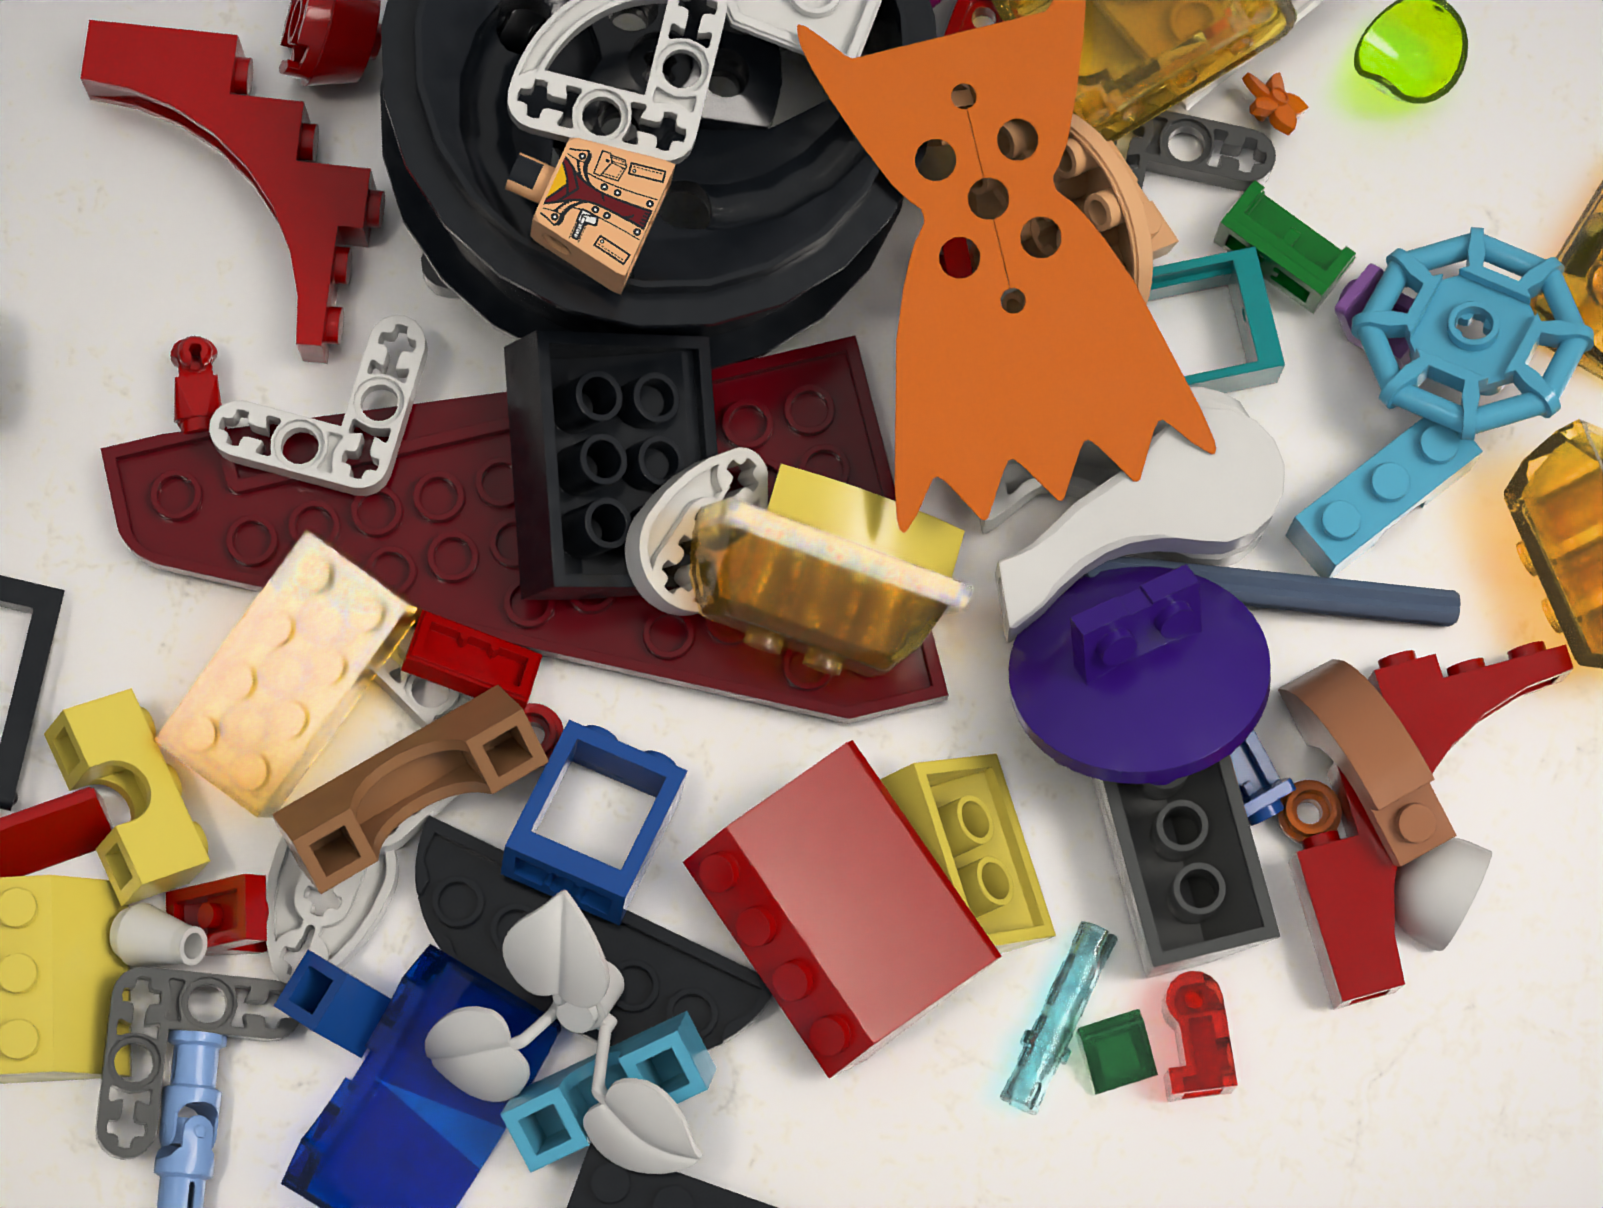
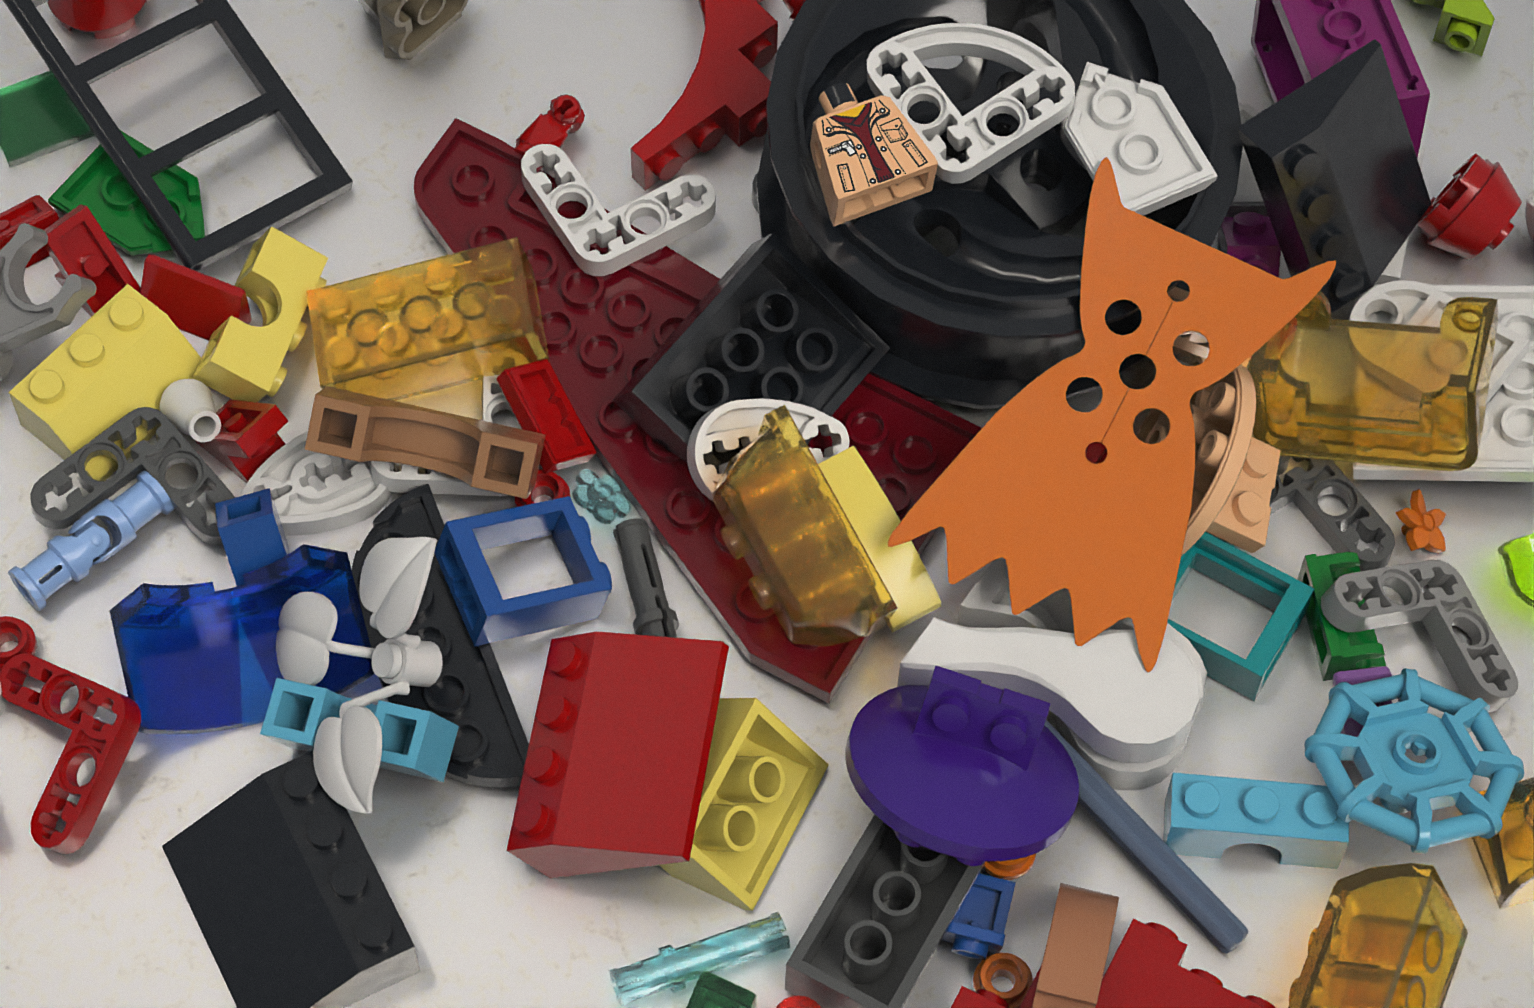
camera: 45 degrees right, 15 degrees down
(580, 689) = (600, 496): none -> clear light blue plant
(737, 760) = (644, 580): none -> dark grey pin
(1359, 173) = (1477, 668): none -> light grey beam

